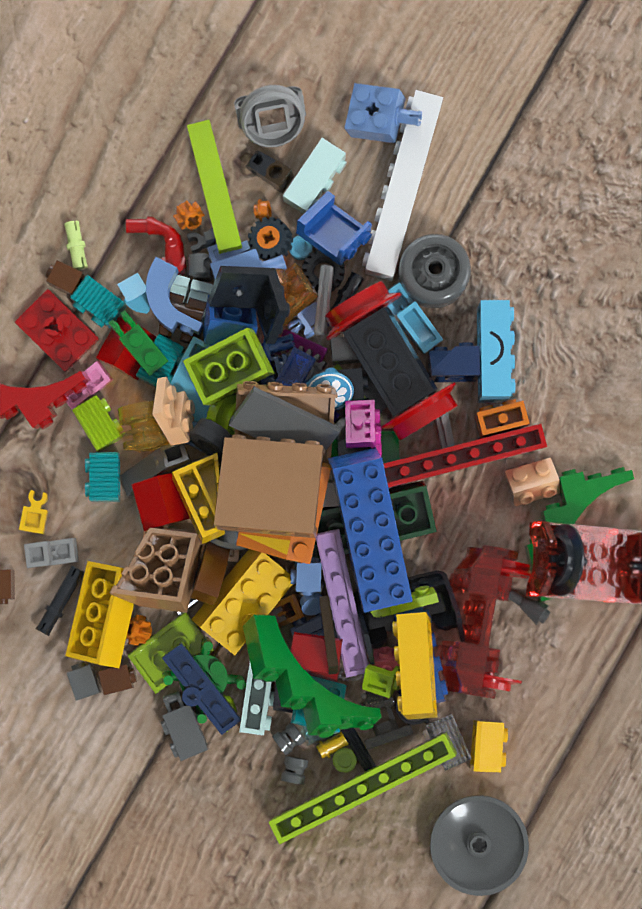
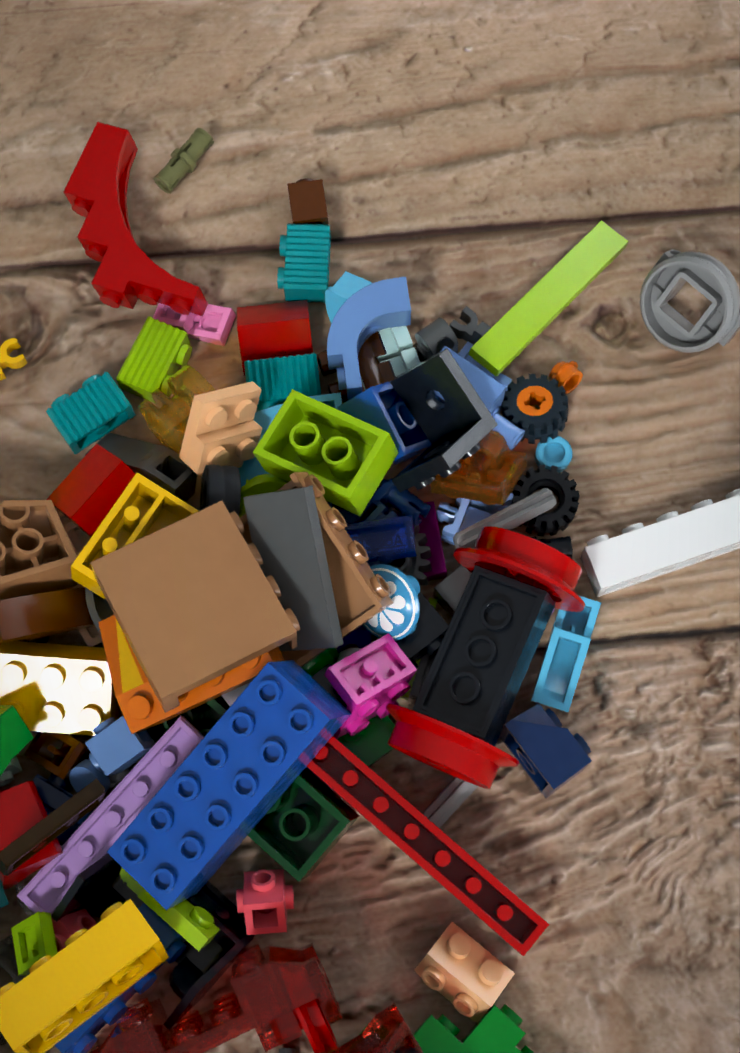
camera: 60 degrees right, 10 degrees down
(56, 330) = (239, 242): red plate -> none
(75, 245) = (358, 195): yellowish green pin -> none
(139, 345) = (282, 337): green hinge -> none
(173, 242) = (448, 295): red piece -> none
(189, 215) = (491, 294): orange gear -> none
(270, 170) = (621, 353): leg -> none
(315, 176) = (655, 409): light aqua brick -> none
(332, 230) = (604, 472): panel -> none
(432, 289) = (631, 660): dark grey wheel -> none
(433, 555) = (265, 901): none -> coral brick
(495, 342) = (603, 787): medium azure brick -> none
(501, 419) = (518, 866): orange brick -> none

